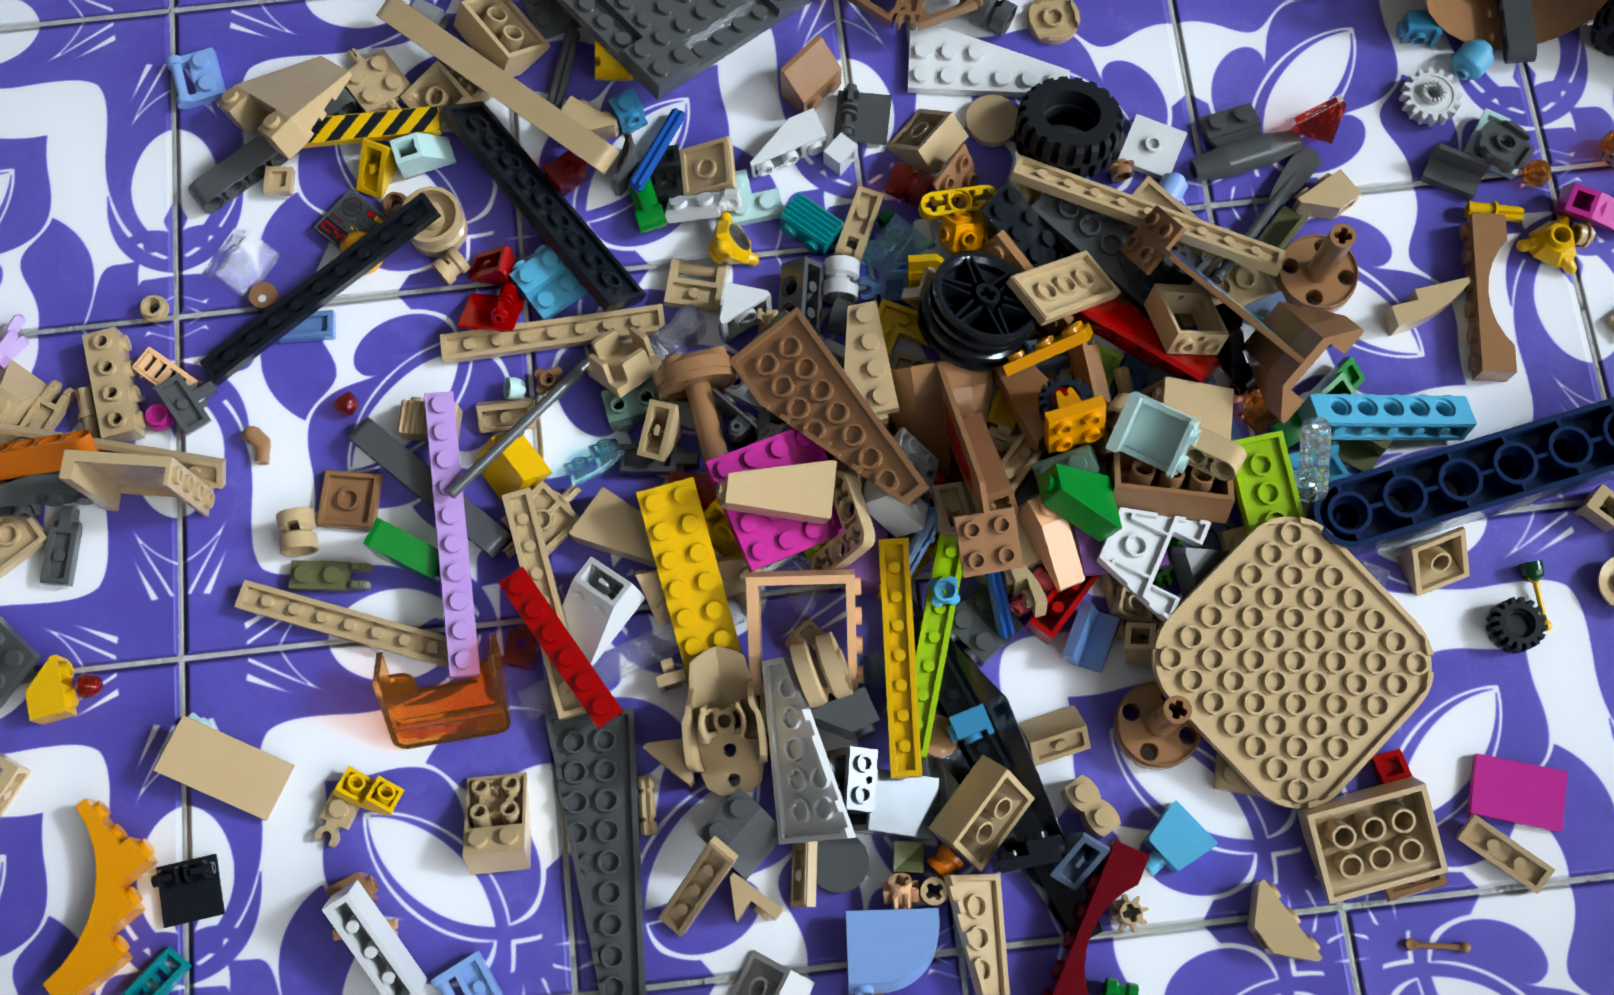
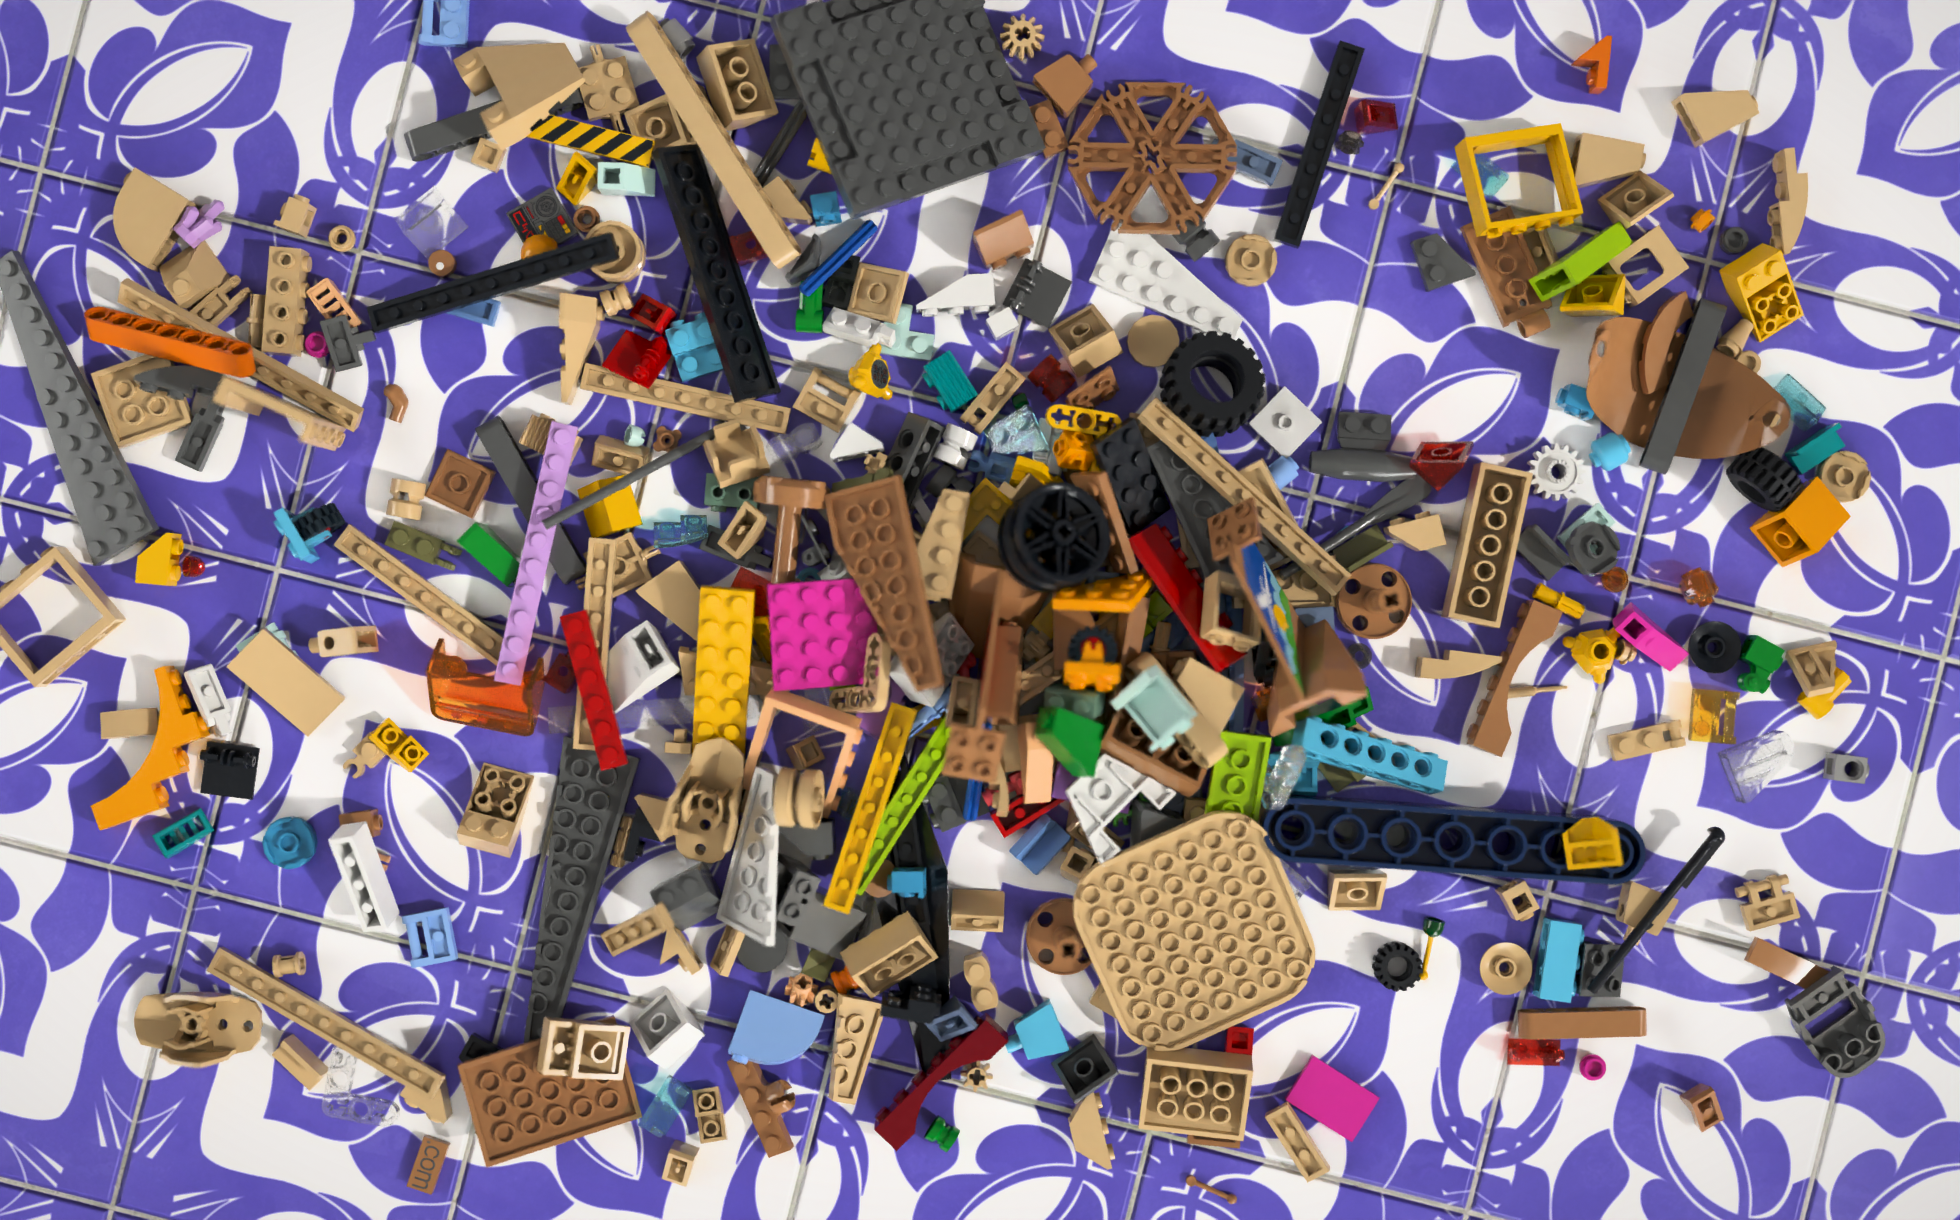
camera: 20 degrees right, 15 degrees up
(60, 879) = (128, 723): none -> tan slope
(101, 303) = (296, 216): none -> tan brick
(146, 819) = (210, 699): none -> white hinge
(202, 596) = (308, 529): none -> plate
(276, 700) = (345, 641): none -> tan torso
(280, 946) = (290, 842): none -> dark azure tile
(346, 404) = (484, 396): clear red hinge -> none
(423, 298) = (581, 324): none -> tan wedge
(662, 781) = (640, 829): none -> black slope
(784, 492) = (825, 637): tan slope -> none
(950, 585) = (935, 761): medium azure plate -> none
(1063, 287) = (1137, 542): tan tile -> none
(1120, 170) = (1246, 435): medium nougat plate -> none
(1242, 860) = (1085, 1068): none -> dark grey slope
(1401, 183) = (1487, 545): none -> tan brick
(1511, 305) = (1531, 691): none -> tan piece

